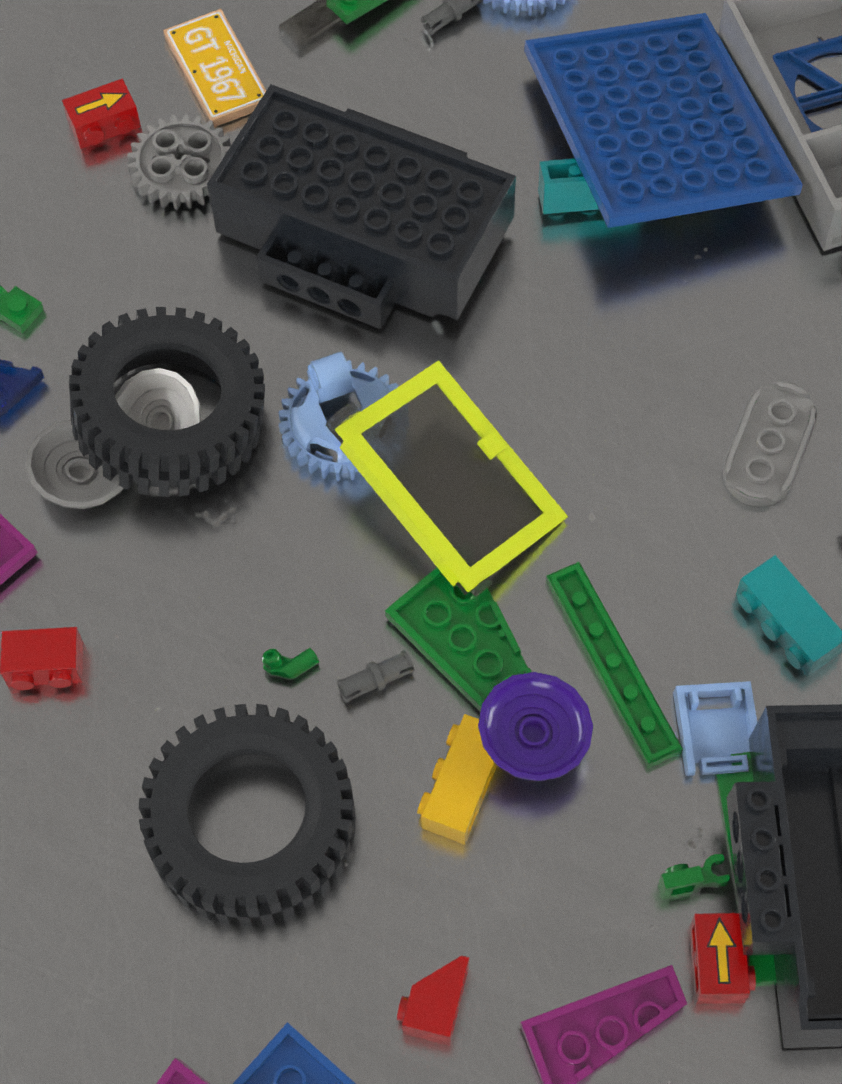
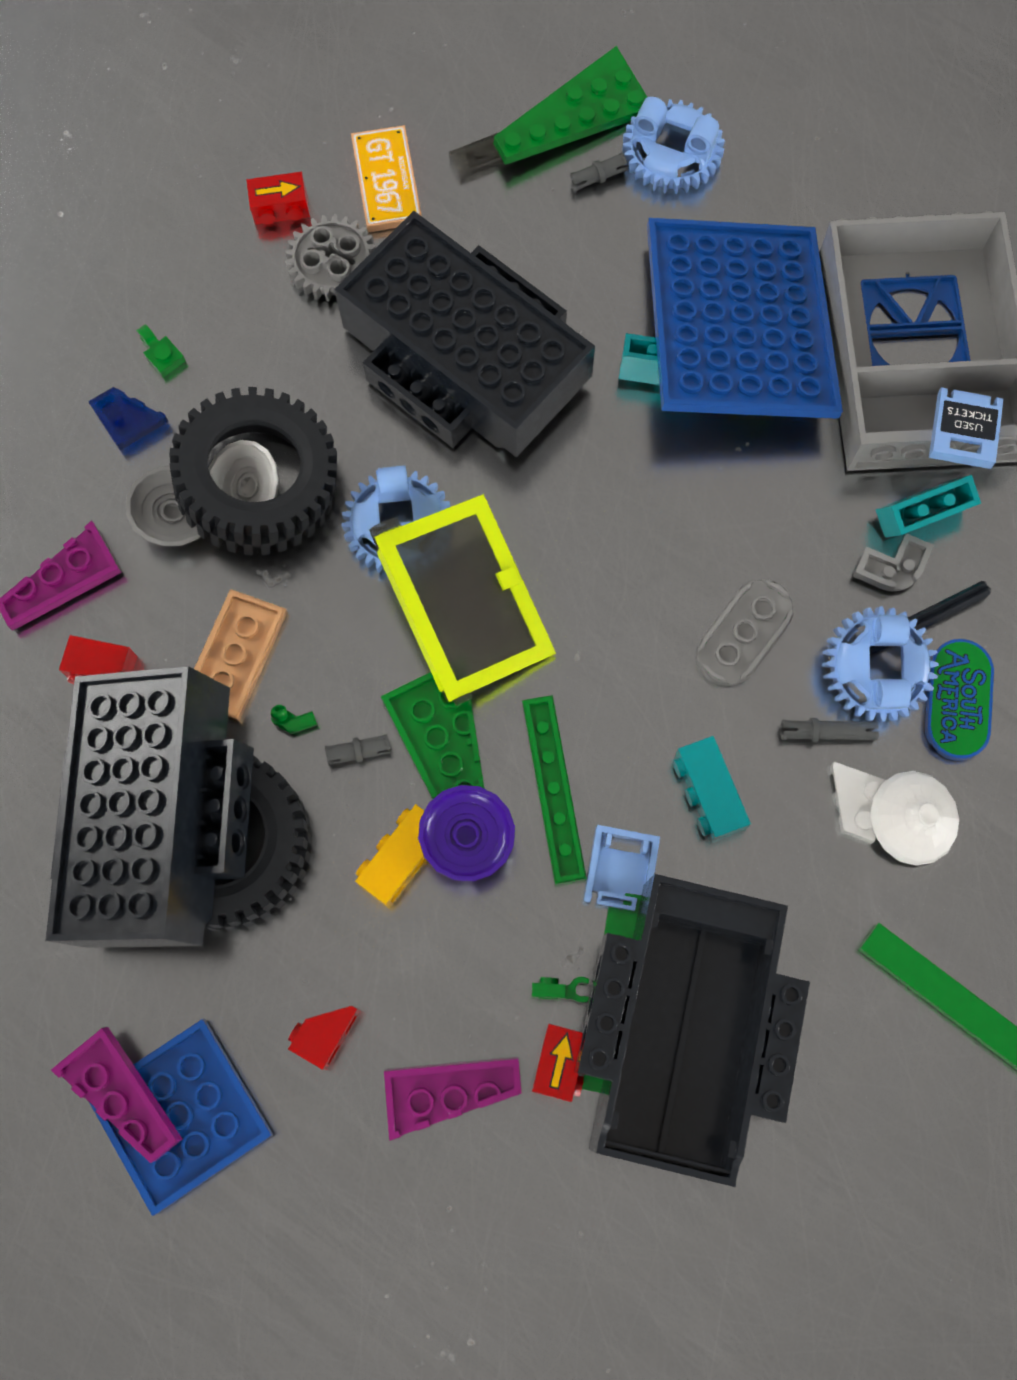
camera: 15 degrees right, 10 degrees up
(158, 793) = (147, 810): none -> black piece
(198, 611) = (240, 646): none -> light nougat tile

